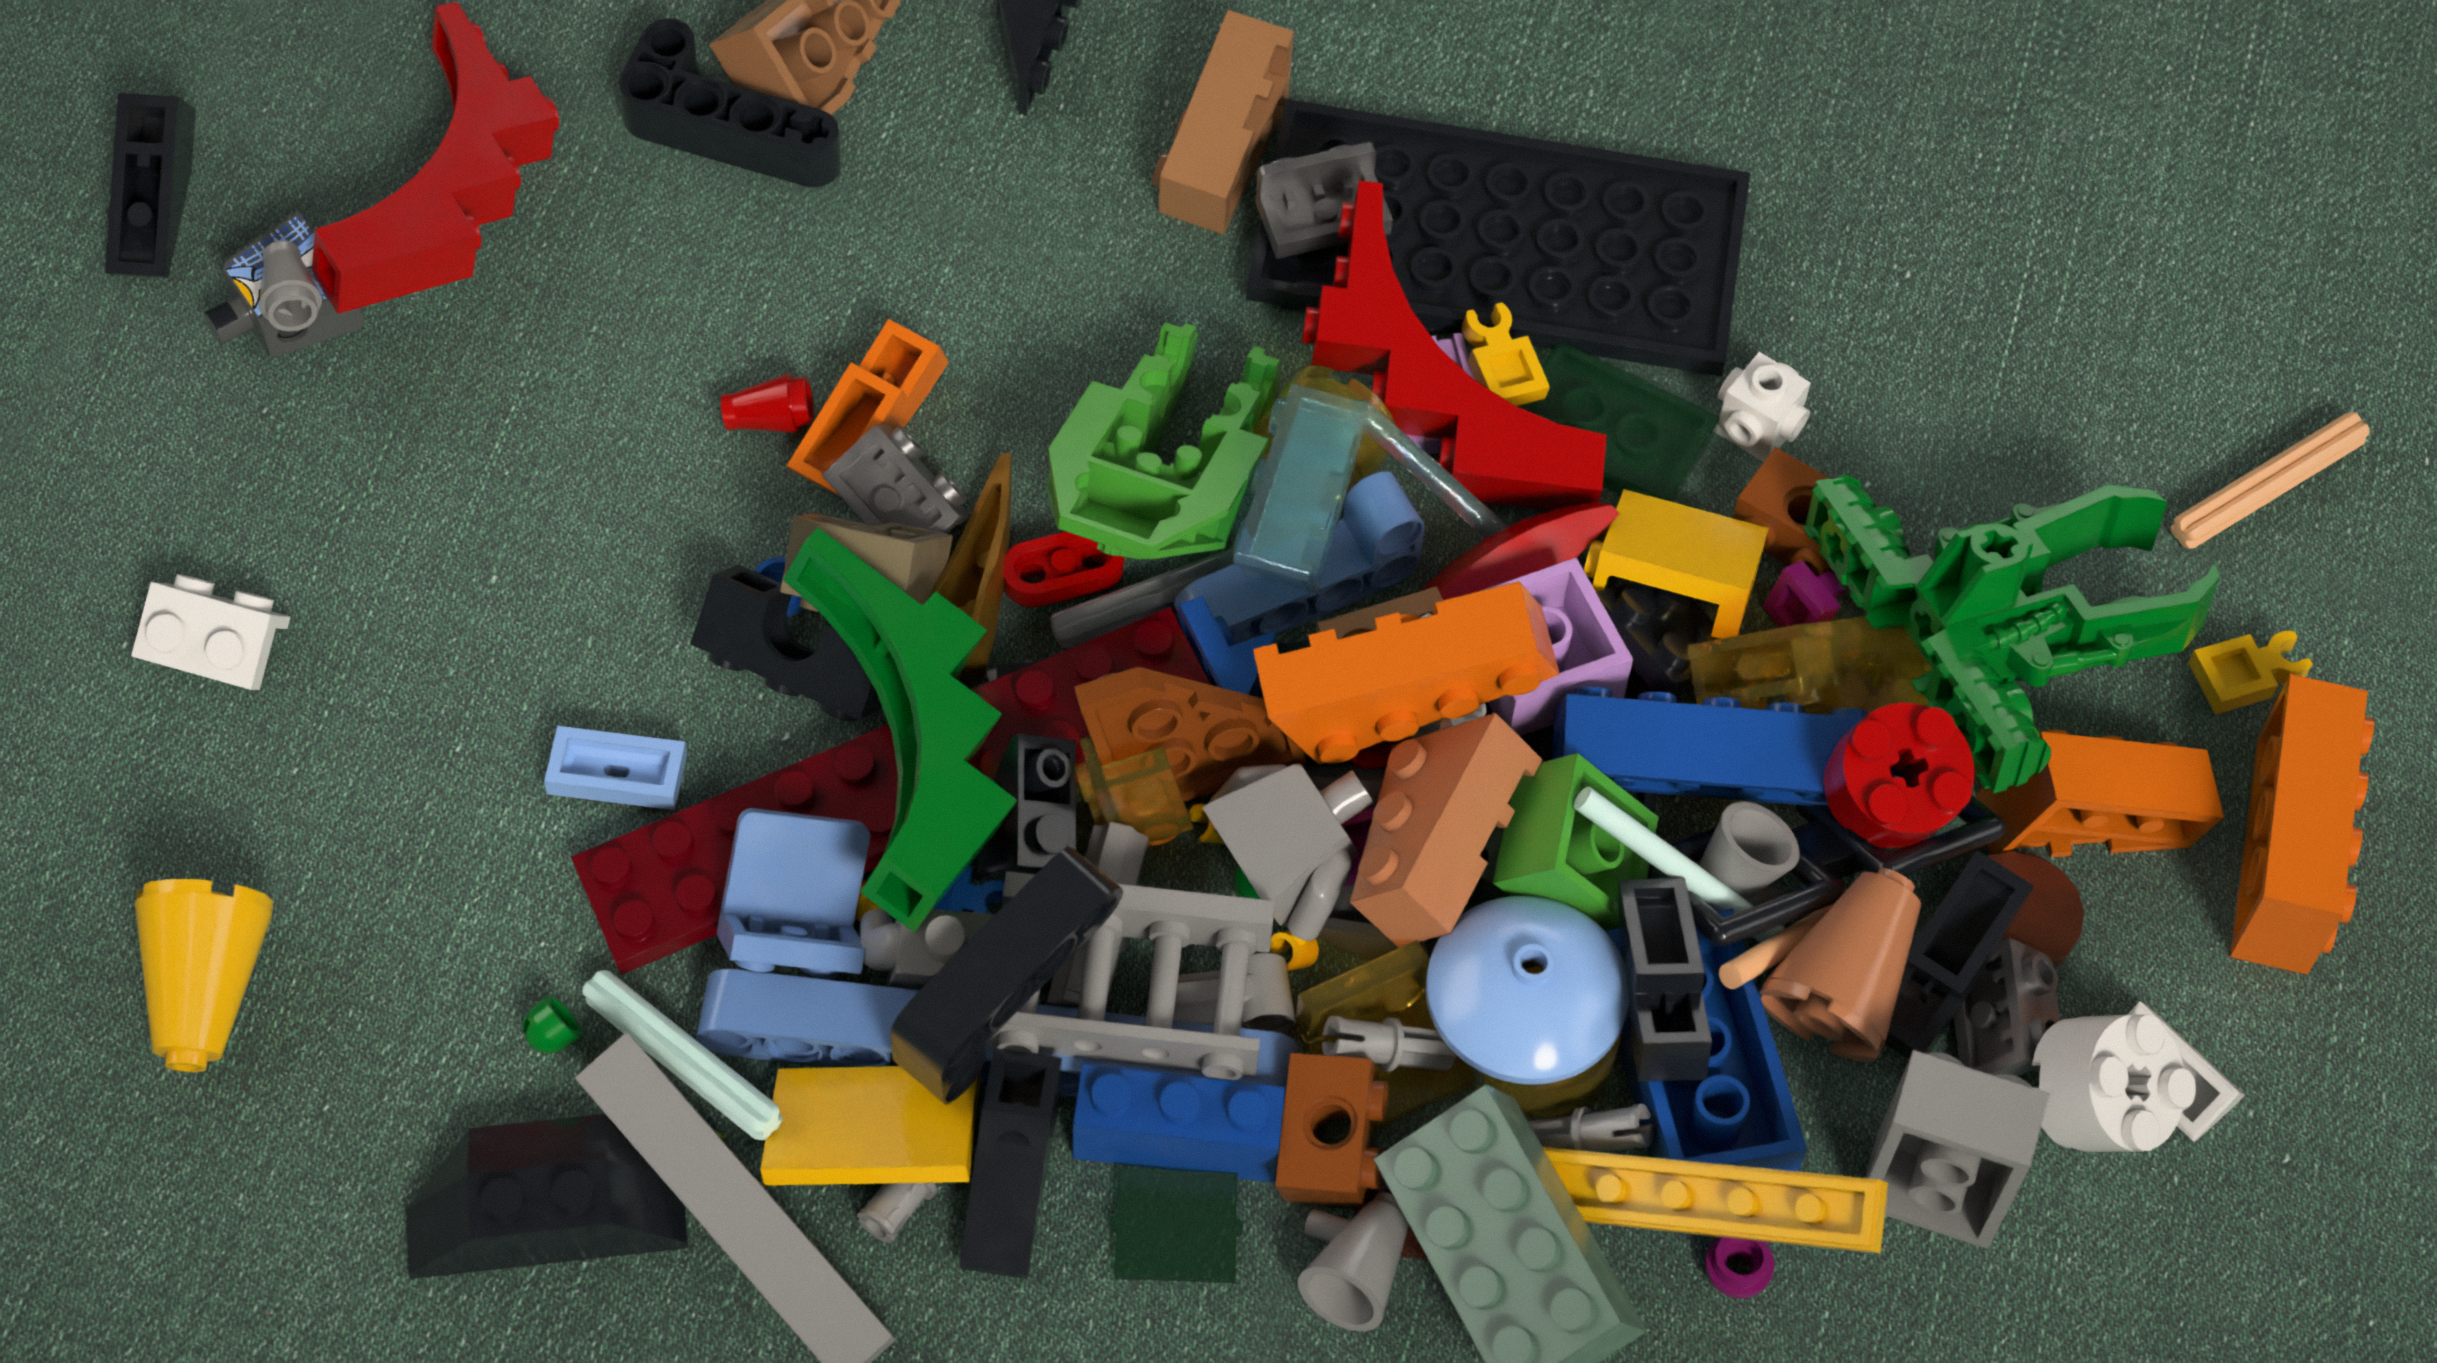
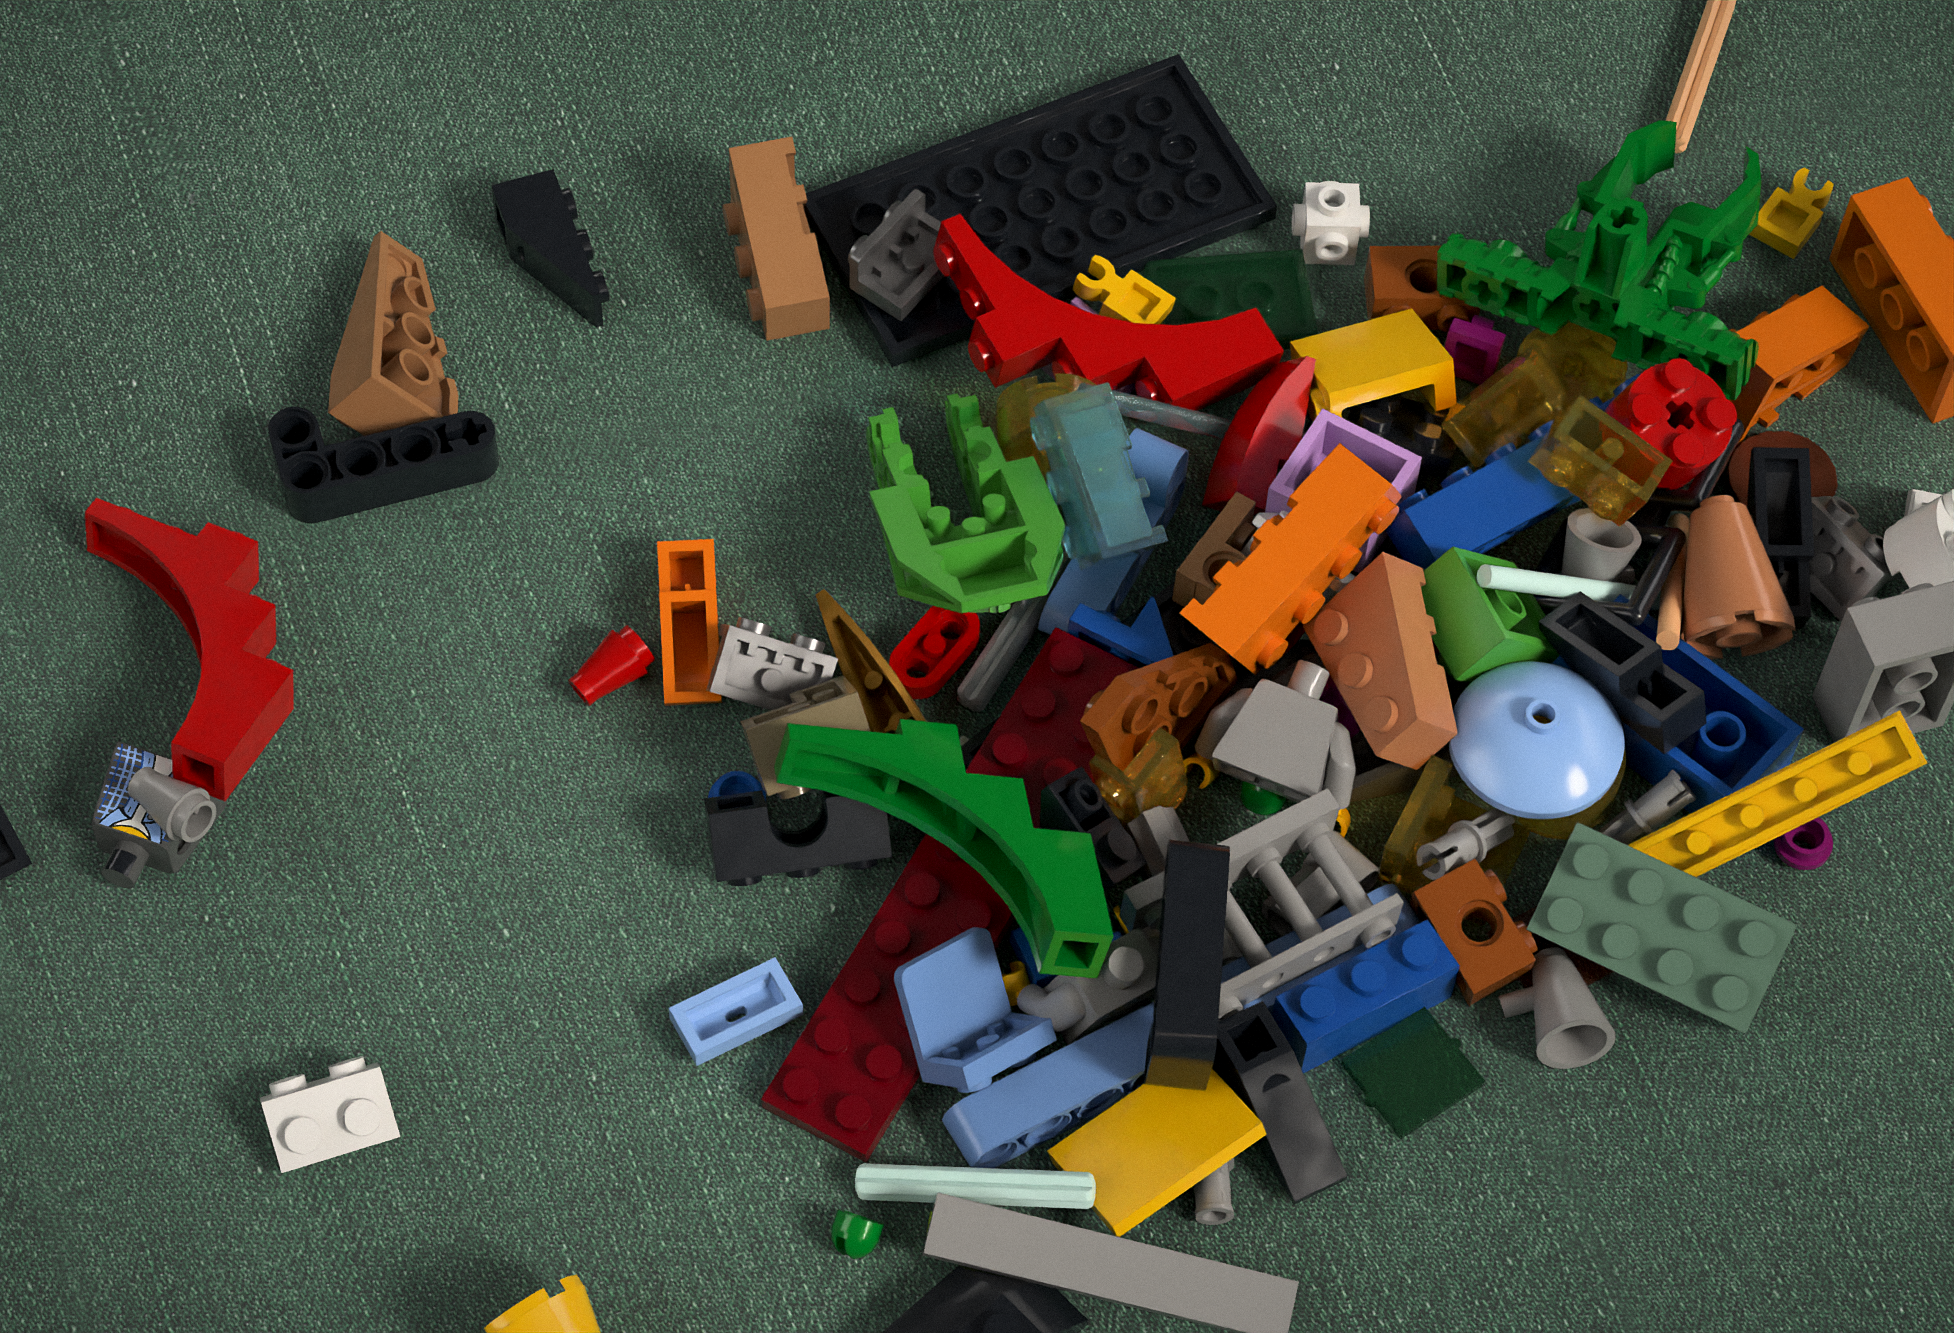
camera: 35 degrees left, 0 degrees up
(1793, 764) = (1599, 461): none -> clear yellow brick

